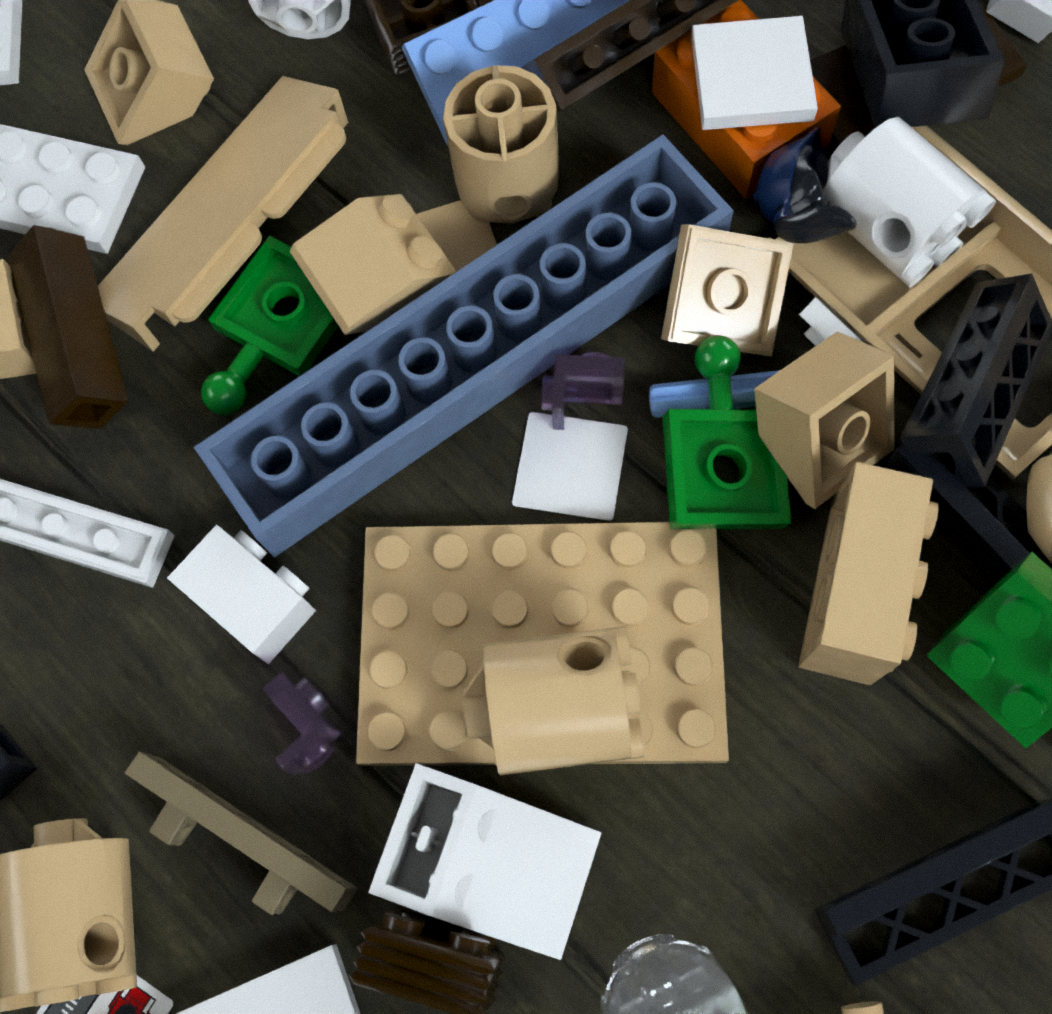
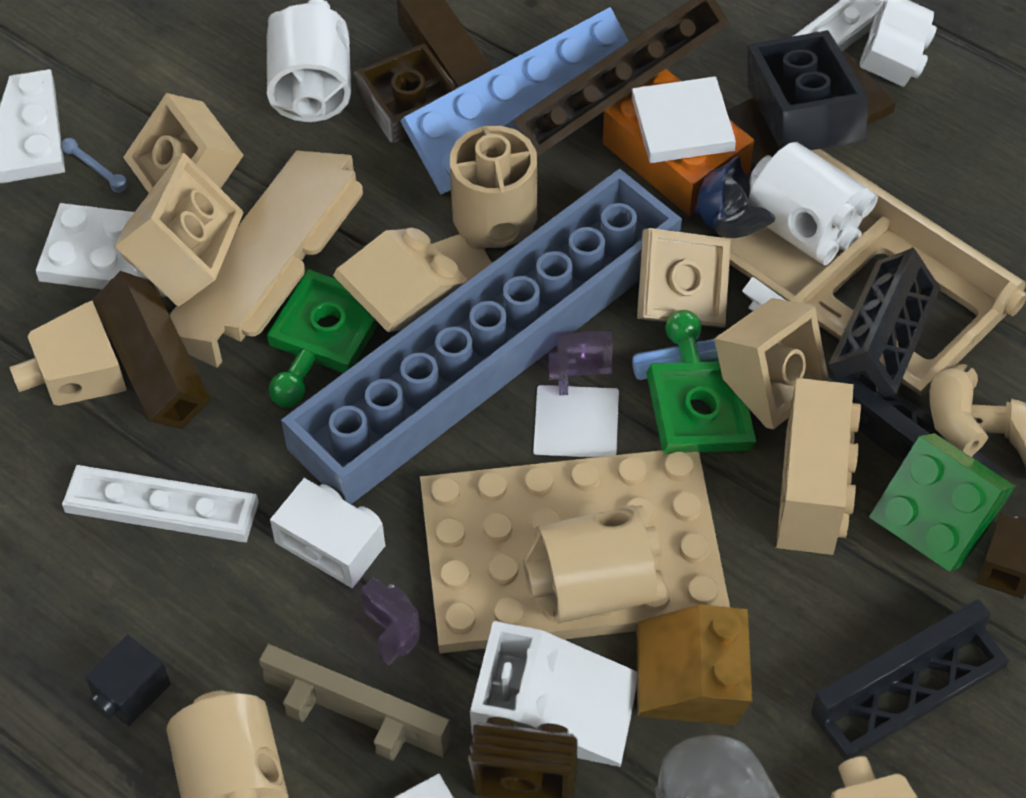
camera: 15 degrees left, 15 degrees down
(71, 99) = (117, 182): none -> sand blue hinge
(119, 174) = (181, 231): none -> tan slope
(671, 839) = (694, 665): none -> pearl gold slope

